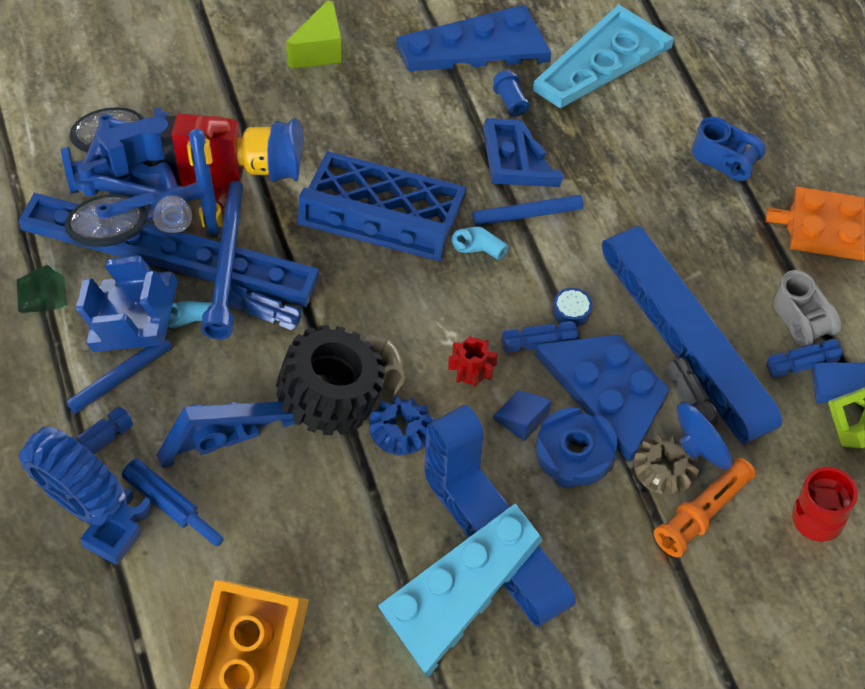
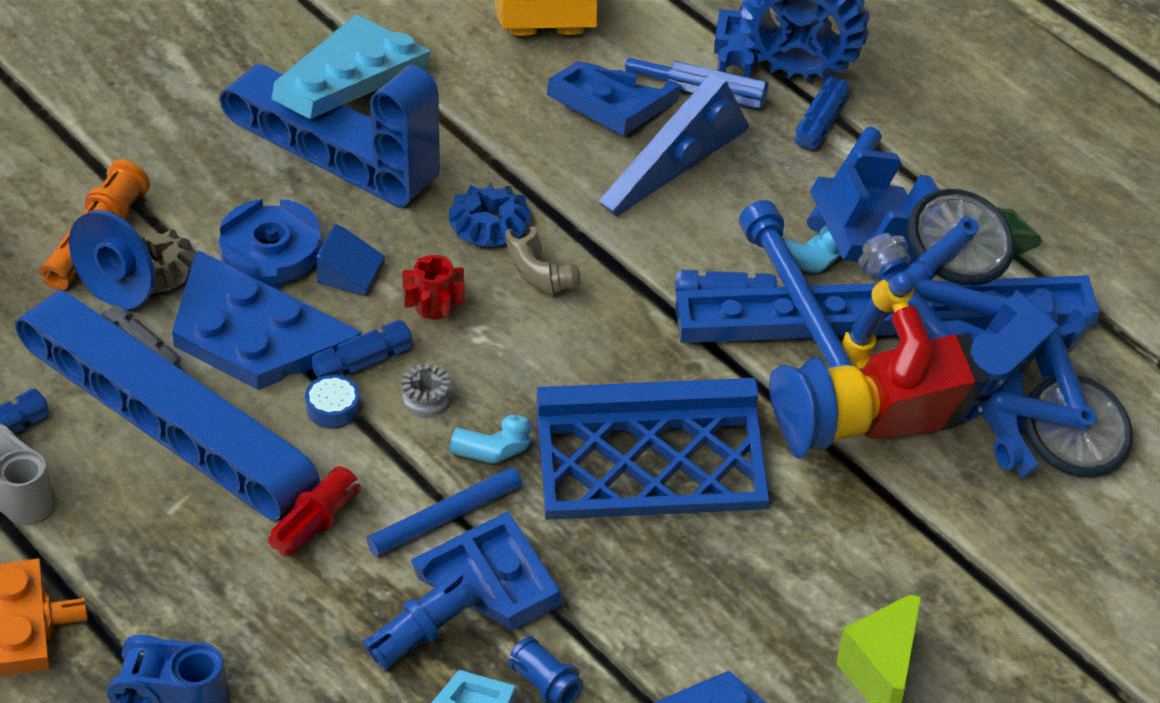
camera: 160 degrees right, 10 degrees down
(251, 503) = (610, 95): none -> blue wing
(337, 356) = (585, 168): black tyre -> none
(498, 289) = (426, 378): none -> light grey bush
(572, 134) = (420, 620): none -> blue pin
(611, 224) = (314, 511): none -> red axle

